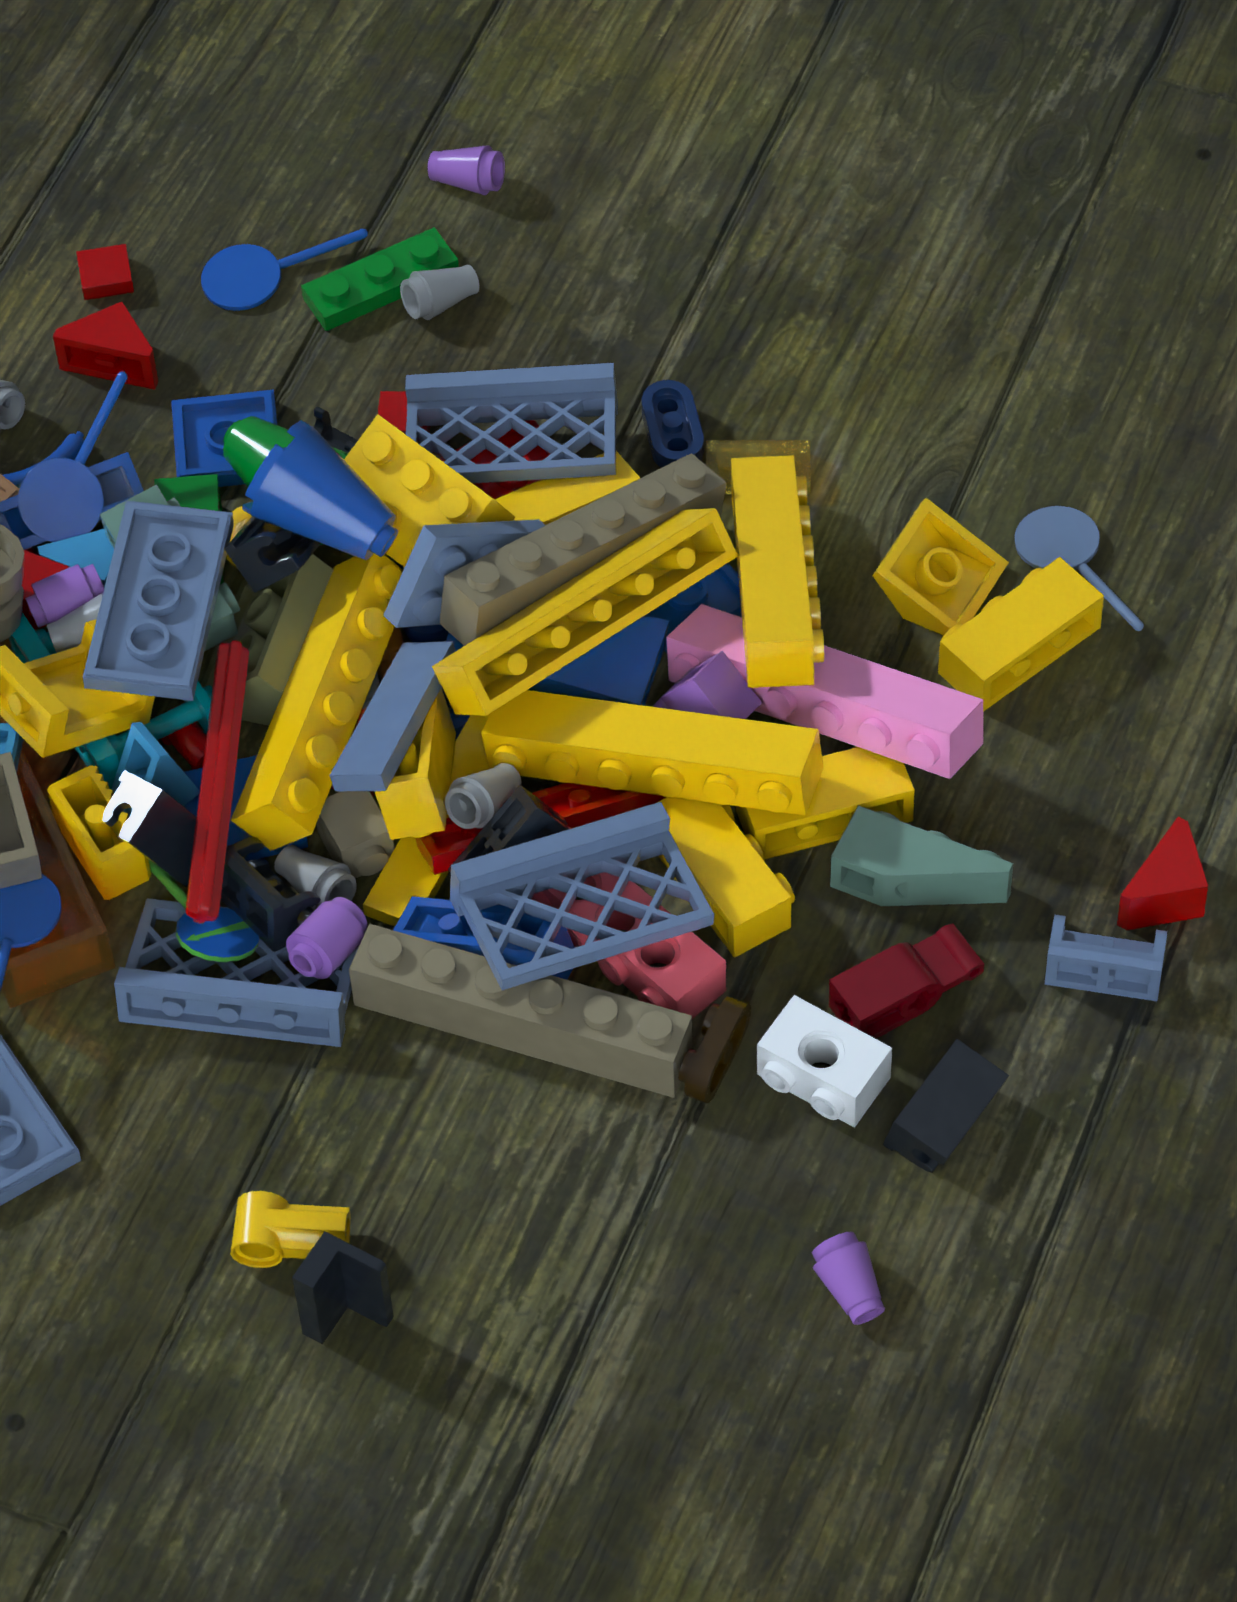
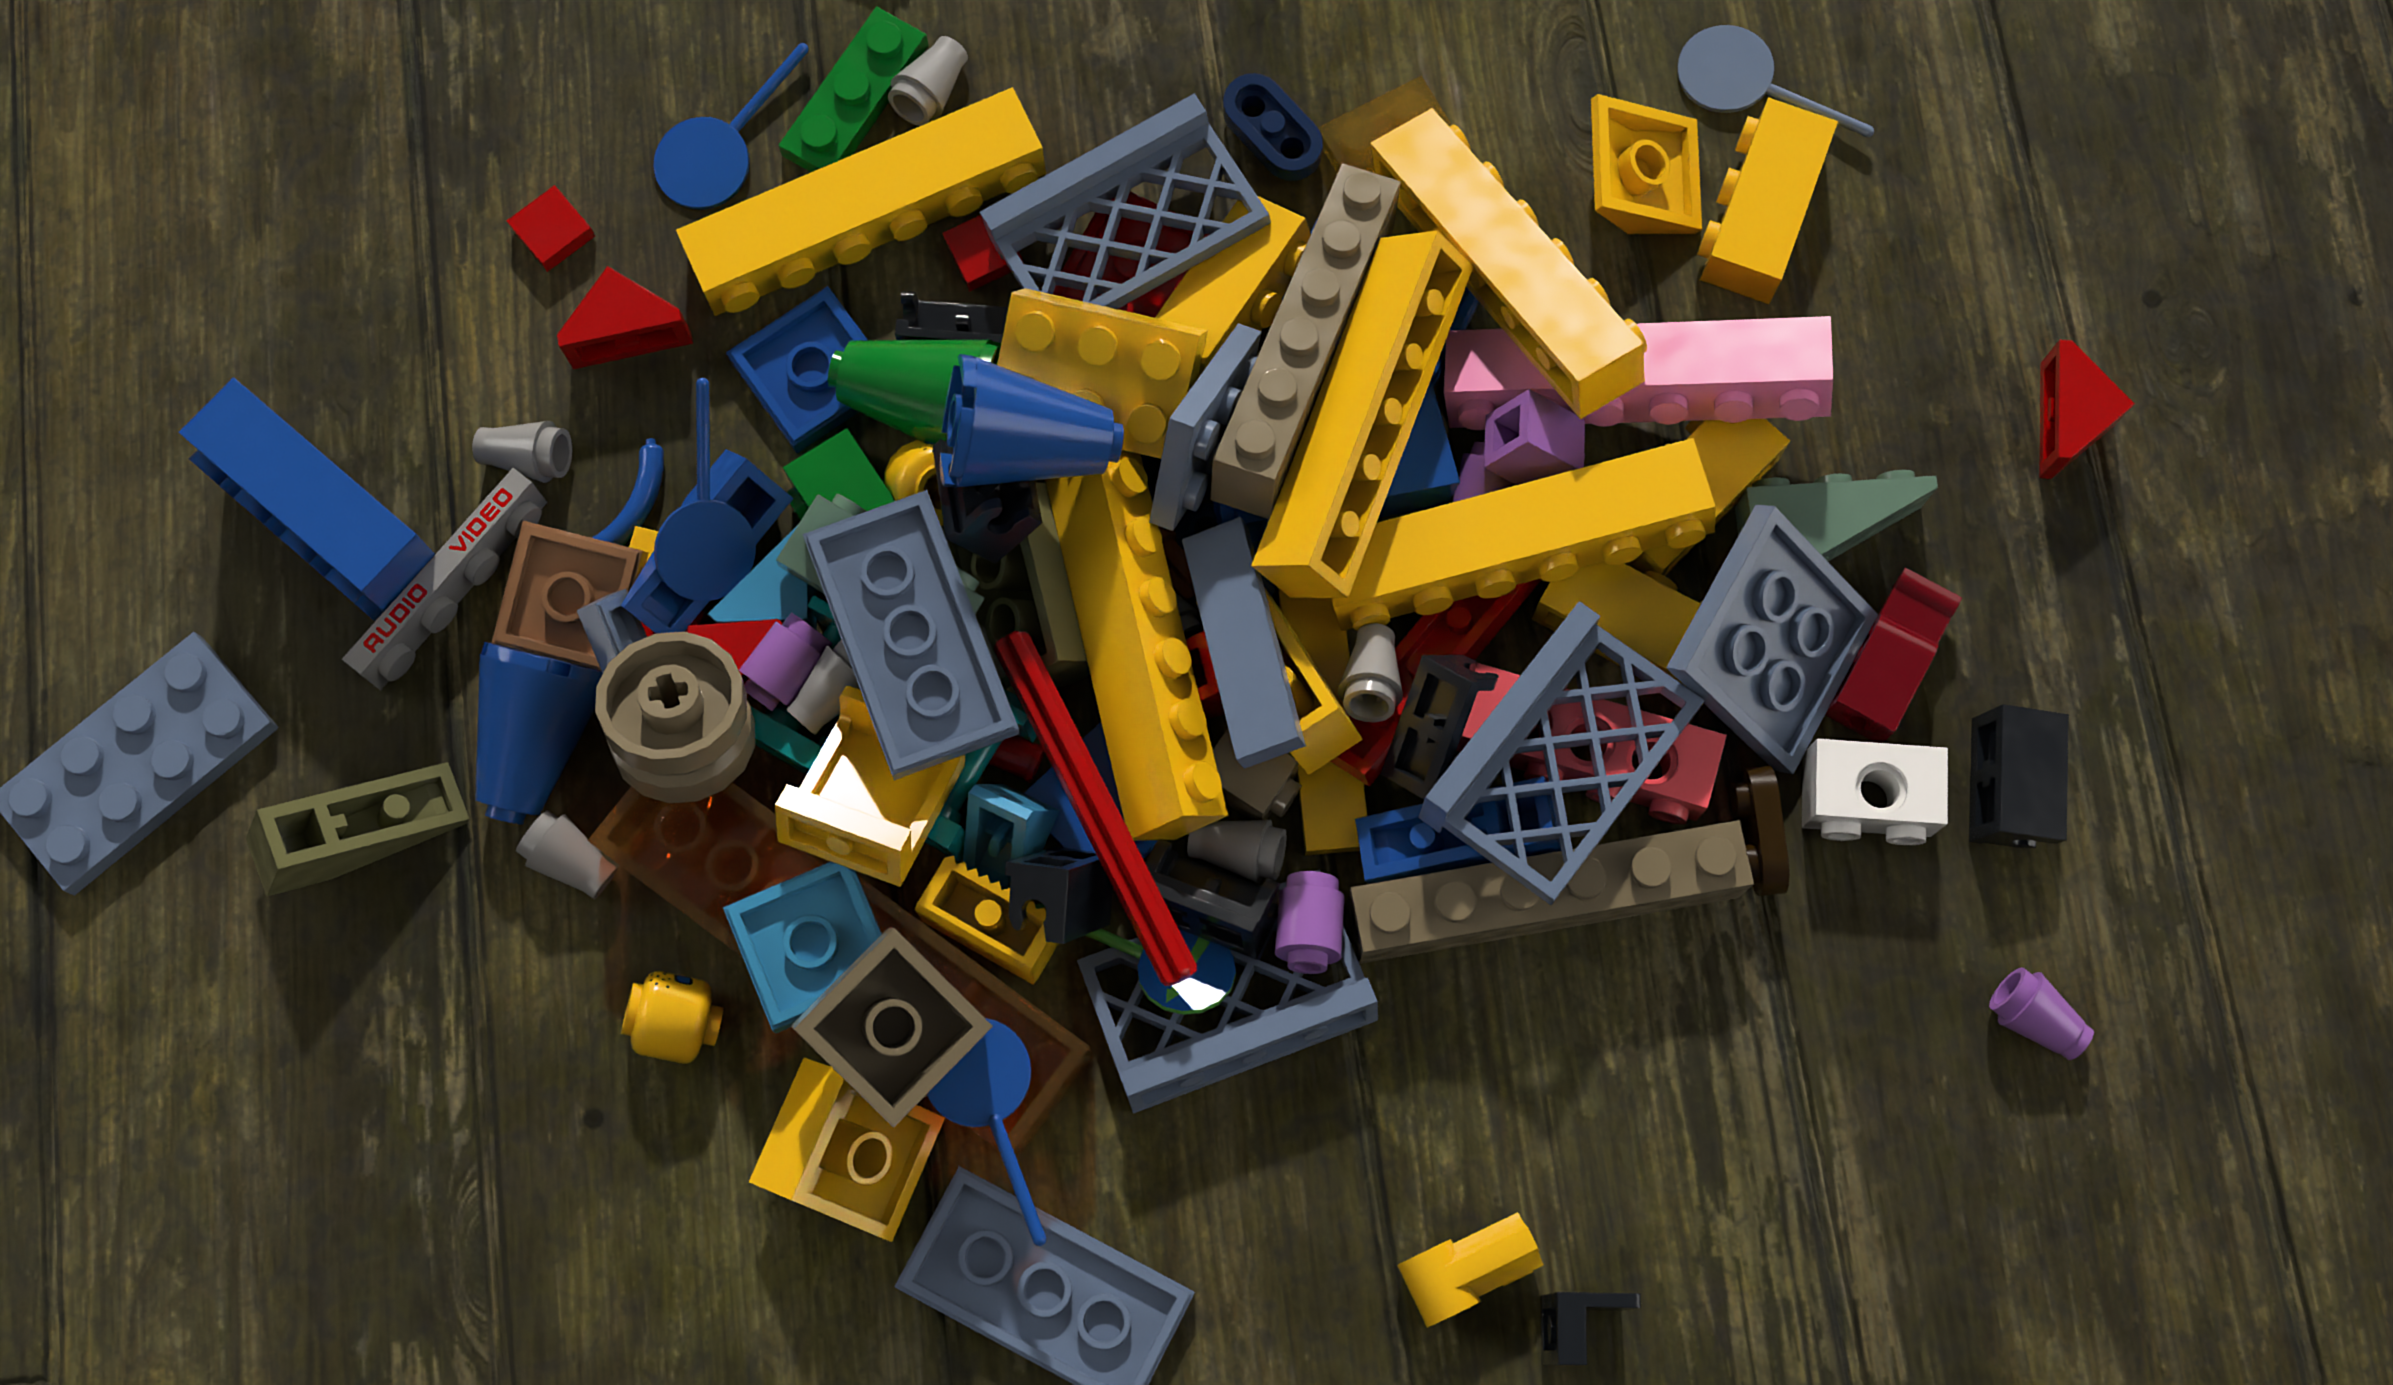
camera: 30 degrees left, 20 degrees up
(328, 343) = (863, 202): none -> yellow brick
(801, 907) = (1773, 639): none -> sand blue plate
(1104, 963) = (2066, 525): sand blue hinge -> none

